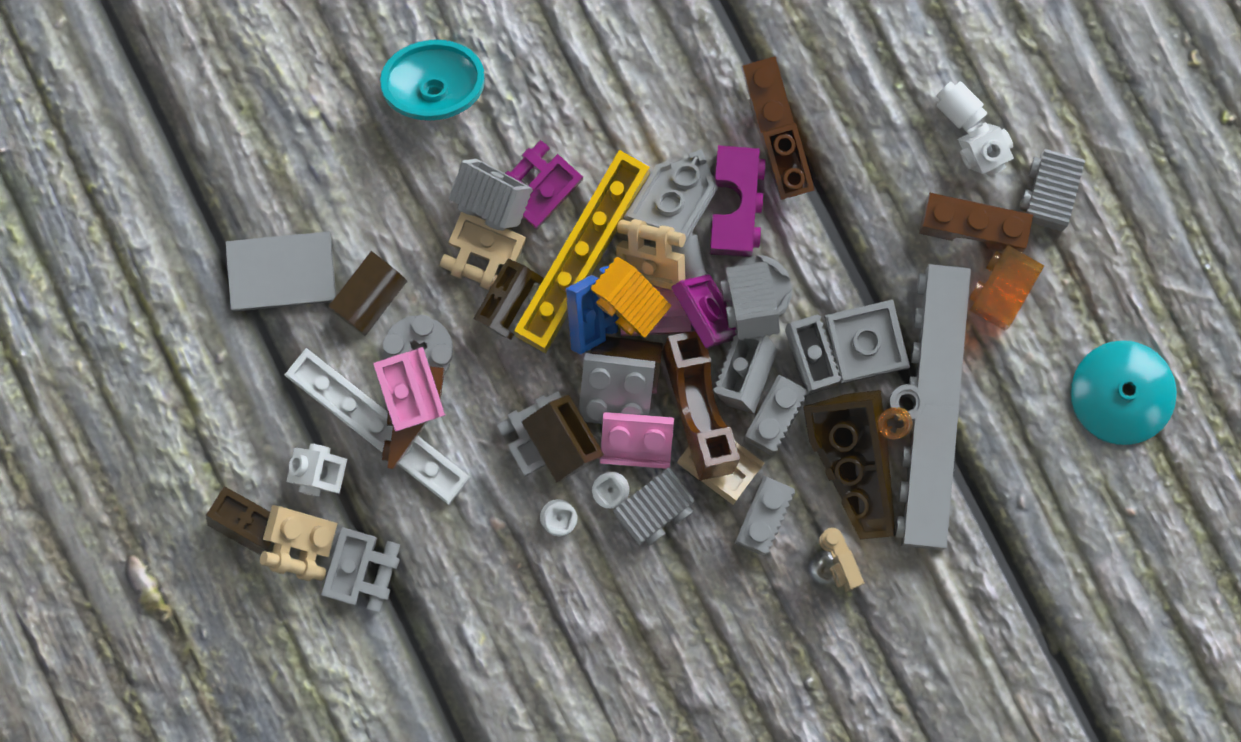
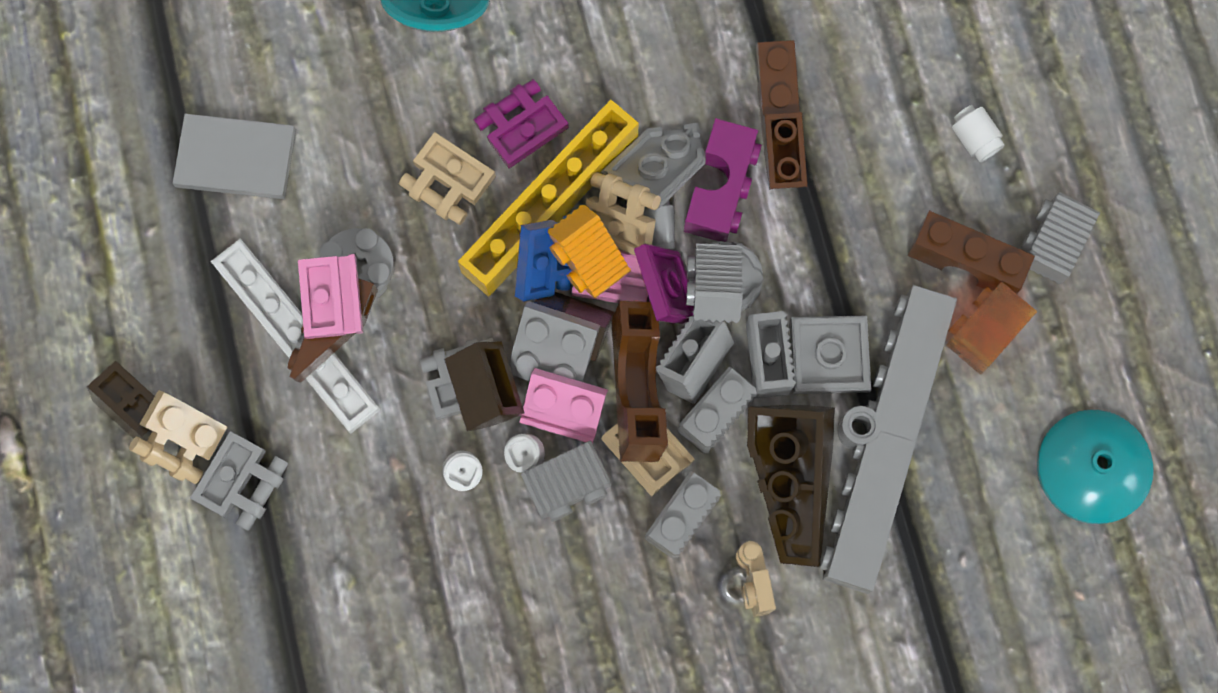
camera: 10 degrees right, 5 degrees down
(316, 470) = (216, 365): white brick -> none
(367, 293) = (317, 195): dark brown brick -> none
(489, 194) = (466, 119): light grey brick -> none
(506, 297) = (460, 229): dark brown hinge -> none
(900, 432) = (839, 432): clear orange bush -> none
(975, 146) = (985, 175): white brick -> none

